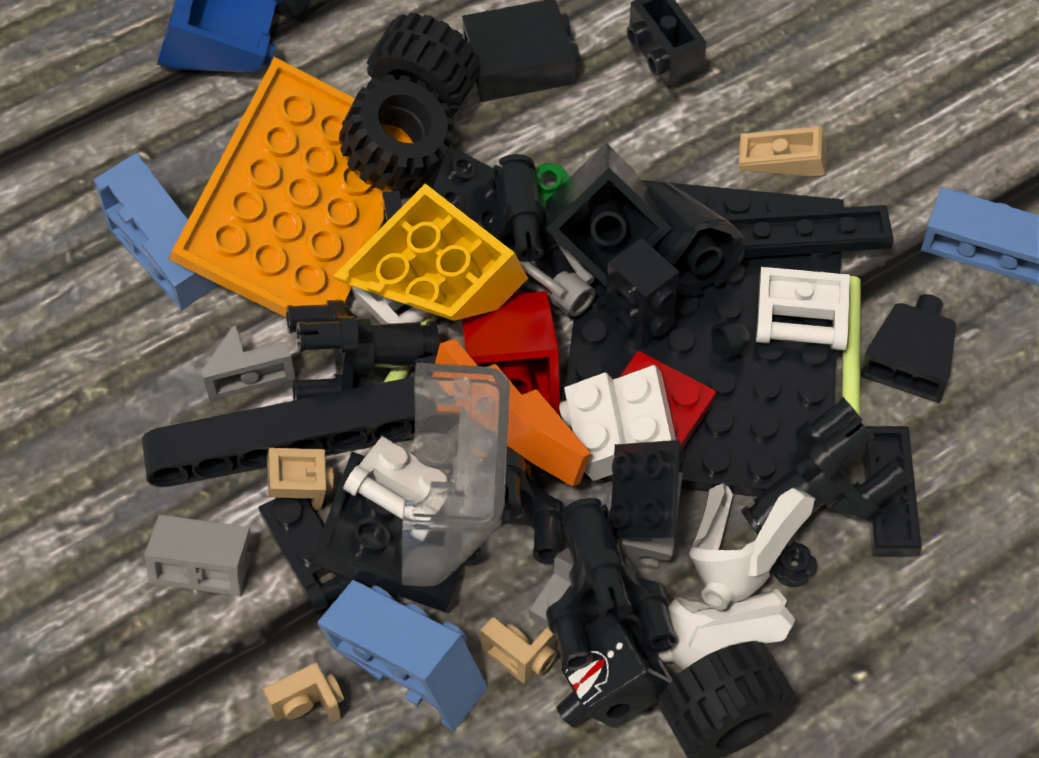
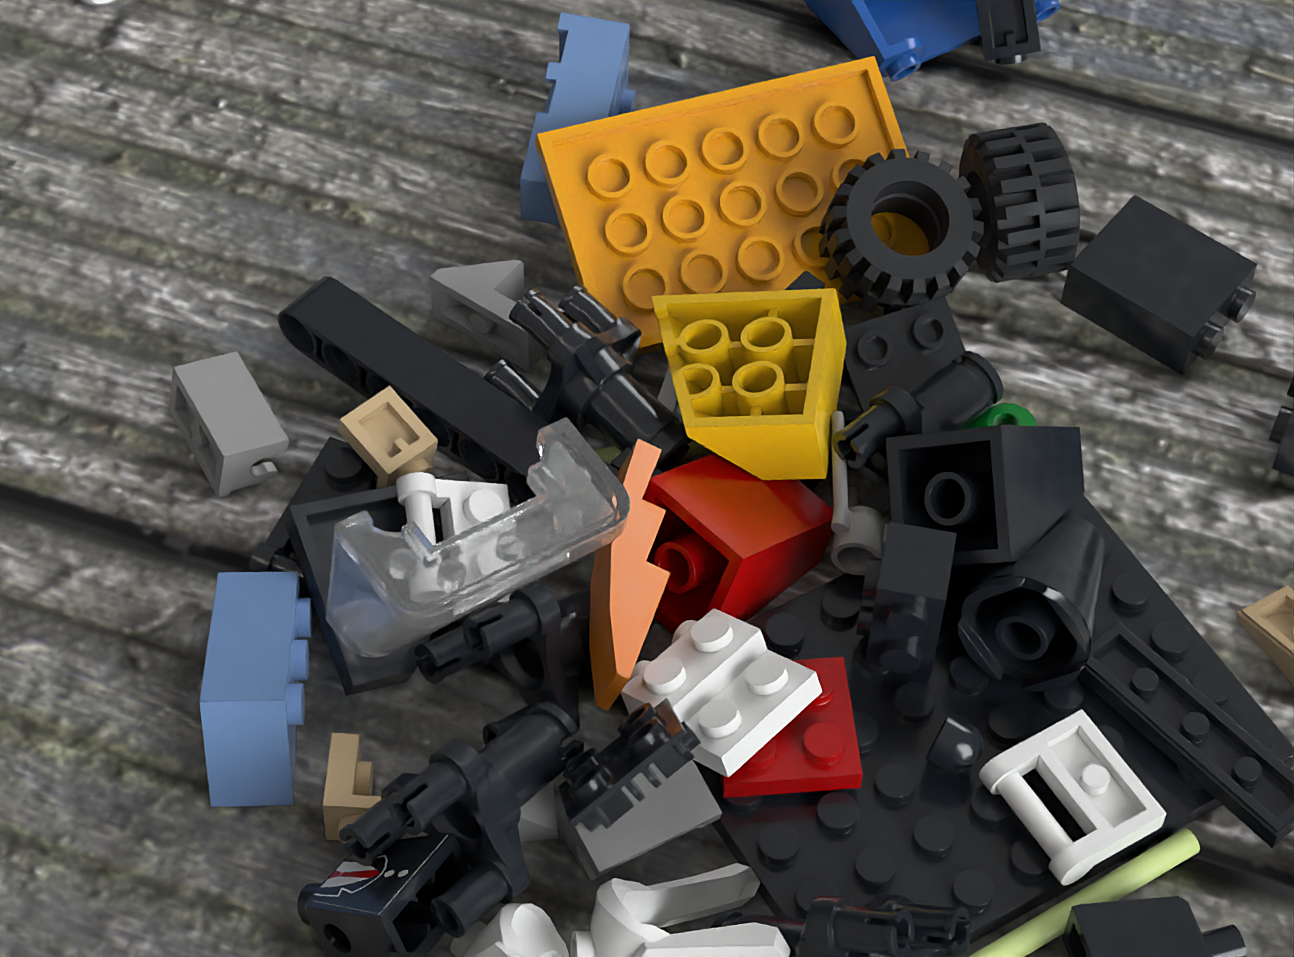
camera: 50 degrees right, 5 degrees down
(299, 691) = (133, 622): tan bracket -> none

